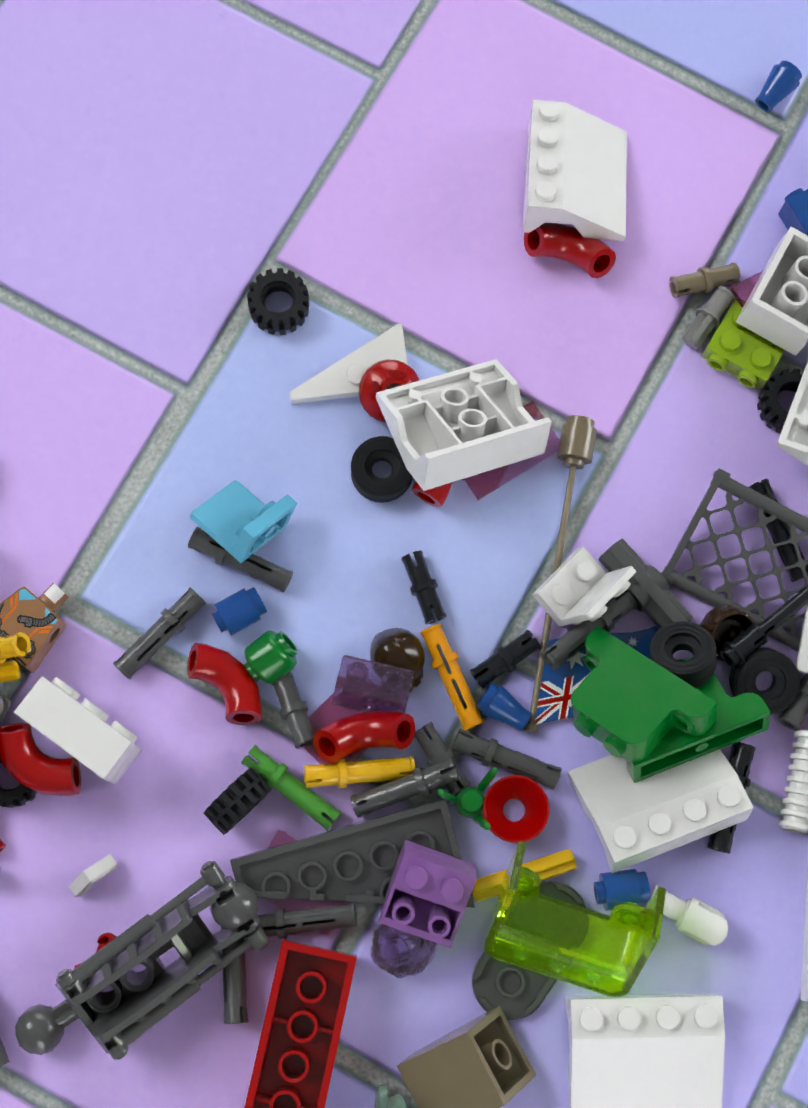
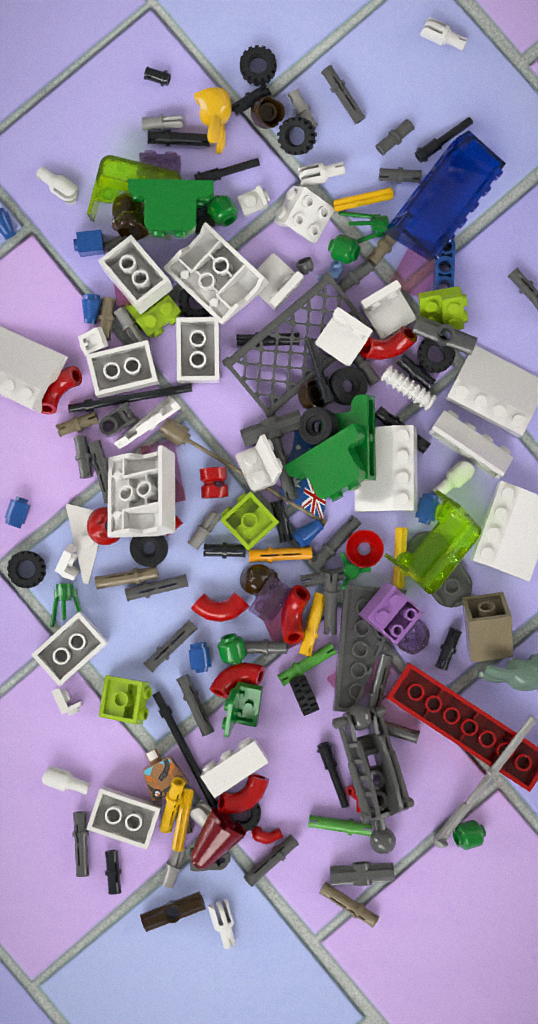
camera: 60 degrees left, 10 degrees up
(41, 945) = (340, 825): none -> bright green pin
(91, 875) = (313, 786): white tile -> none
(94, 425) = (62, 699): none -> white bracket
(129, 520) = (125, 699): none -> lime plate
(131, 591) = (166, 713): none -> black bar
(139, 890) = (330, 765): none -> black pin
(179, 405) = (70, 648): none -> white brick
(181, 704) = (242, 706): none -> green bracket
(241, 520) = (149, 637): medium azure bracket -> none
(263, 370) = (63, 593): none -> green plant
(301, 471) = (131, 593): none -> dark grey pin
(312, 352) = (65, 565): none -> white bracket
(324, 612) = (220, 610): none -> red cylinder
(329, 464) = (122, 578): none -> dark tan pin
(360, 257) = (17, 512): none -> blue brick
(403, 1017) = (448, 649): none -> black pin
(443, 544) = (204, 529): none -> light grey axle
(482, 322) = (83, 457): none -> dark grey pin
(483, 349) = (100, 464): none -> dark grey pin
(486, 604) = (248, 520): none -> lime plate
(528, 296) = (77, 424): none -> dark tan pin
(534, 522) = (213, 482): none -> red wheel
(561, 352) = (119, 419): none -> dark grey piece
(565, 305) = (90, 404): none -> black bar
(576, 398) = (149, 421): none -> white wing
(640, 327) = (122, 369): none -> white brick
(663, 269) = (93, 341): none -> white bracket
(711, 252) = (91, 305): none -> blue cone
(718, 427) = (198, 350): none -> white brick
(757, 921) = (471, 445): none -> white slope

